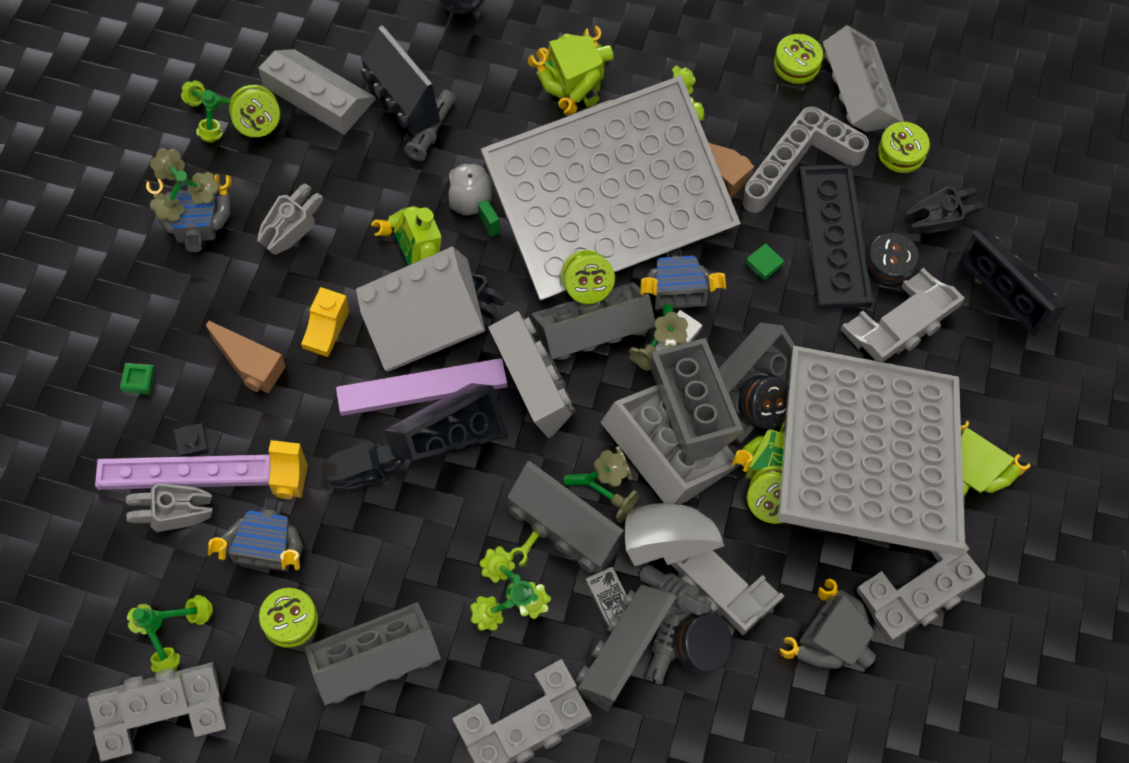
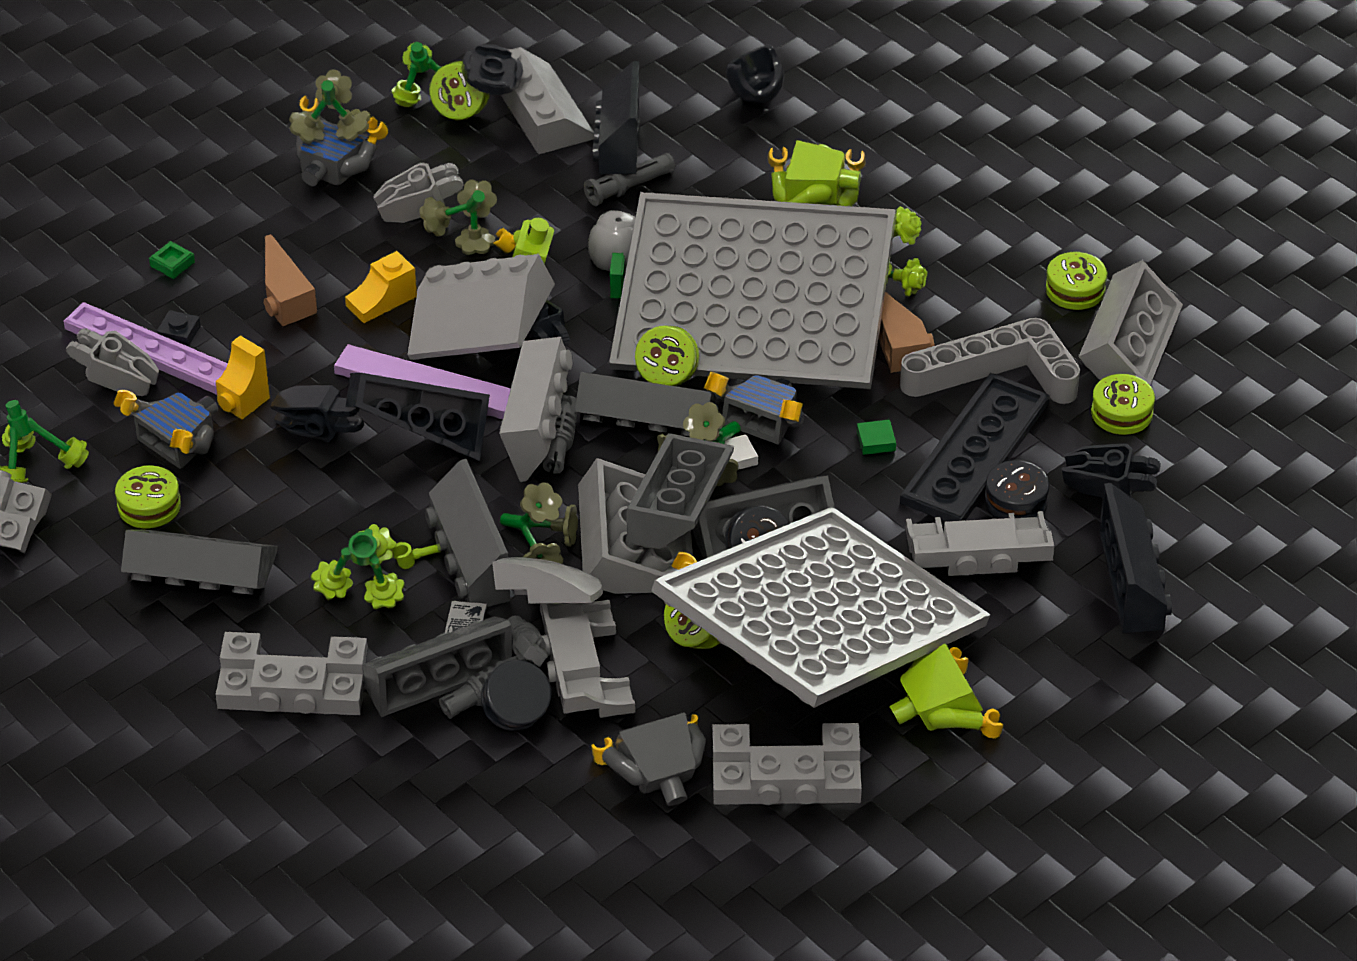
camera: 35 degrees right, 20 degrees down
(276, 85) = (492, 69): none -> black tile
(337, 202) = (475, 201): none -> olive plant

